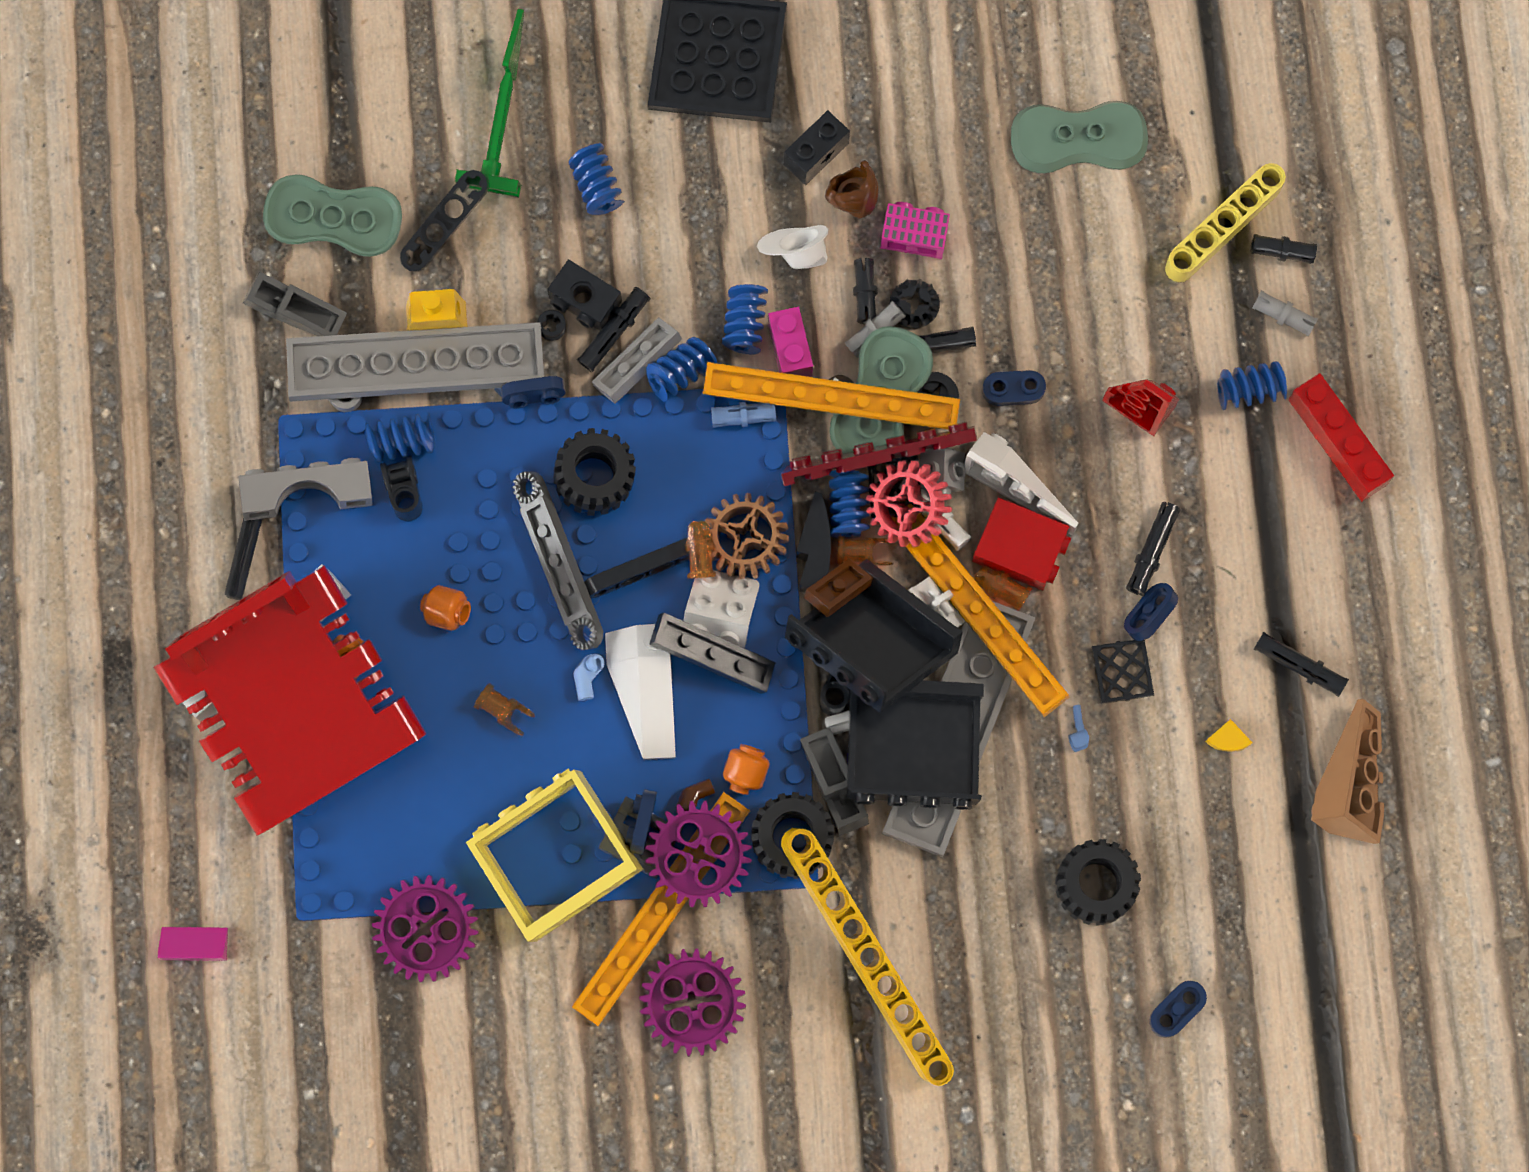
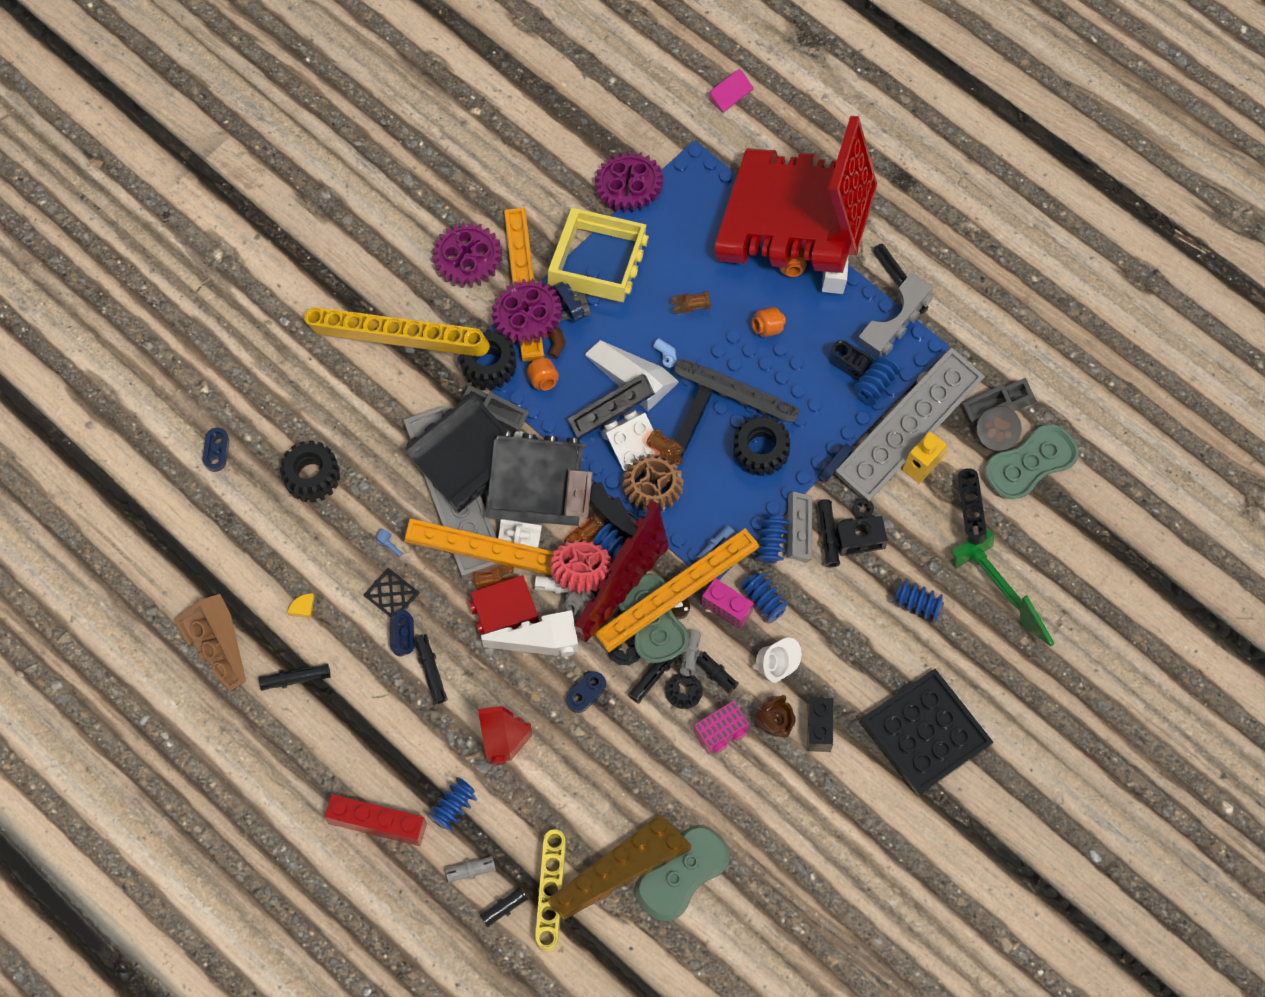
camera: 140 degrees right, 10 degrees down
(328, 276) = (999, 428): none -> tile
(1114, 177) = (635, 856): none -> pearl gold wing

